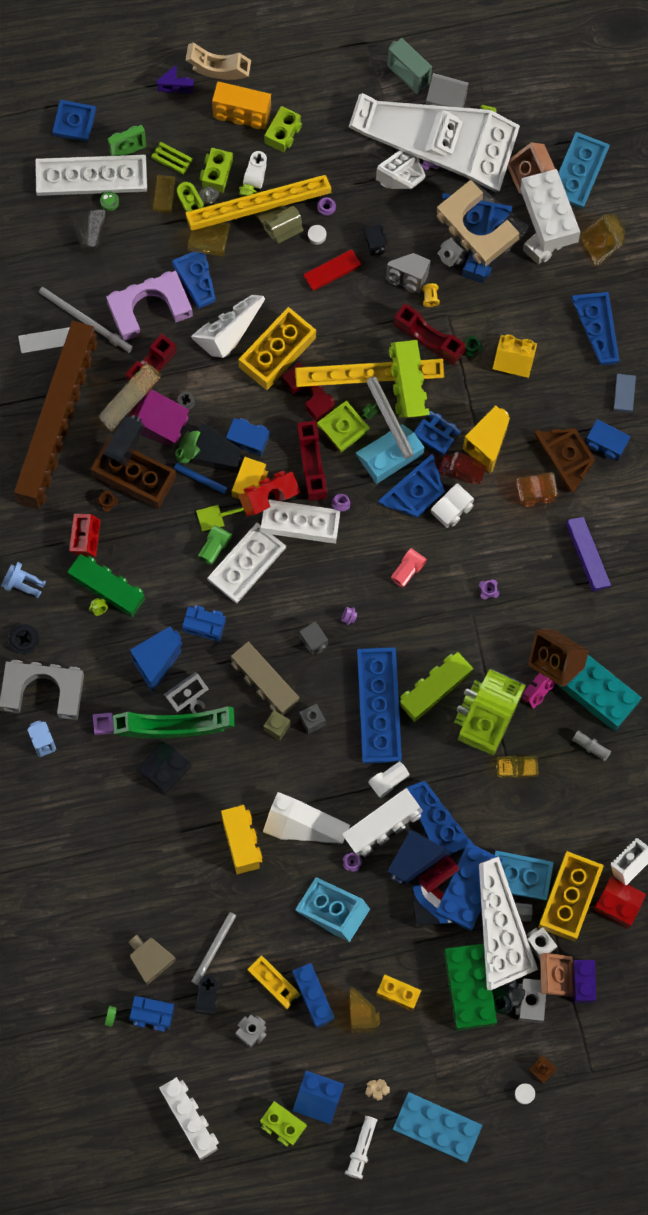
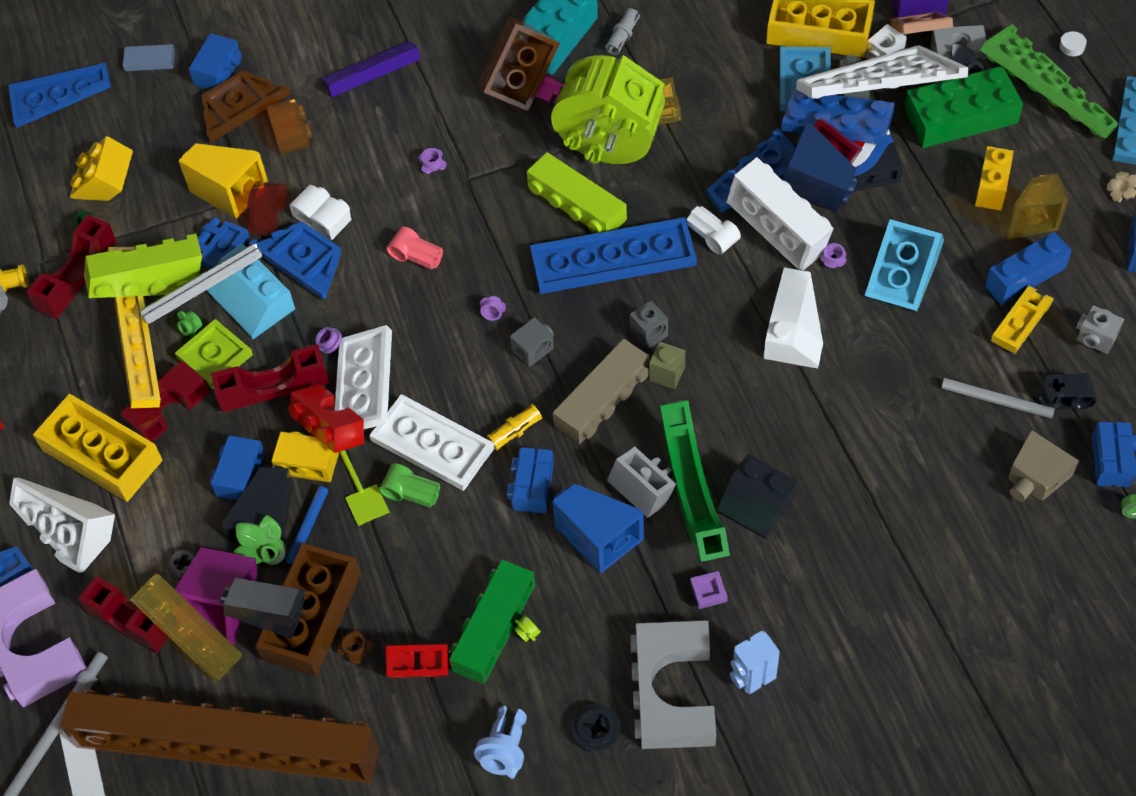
camera: 90 degrees left, 15 degrees down
(241, 839) = (842, 377): yellow brick -> none
(248, 618) = (514, 427): none -> yellow pin
(492, 1054) = (1047, 78): none -> bright green wing
(542, 1069) = (1037, 30): reddish brown tile -> none

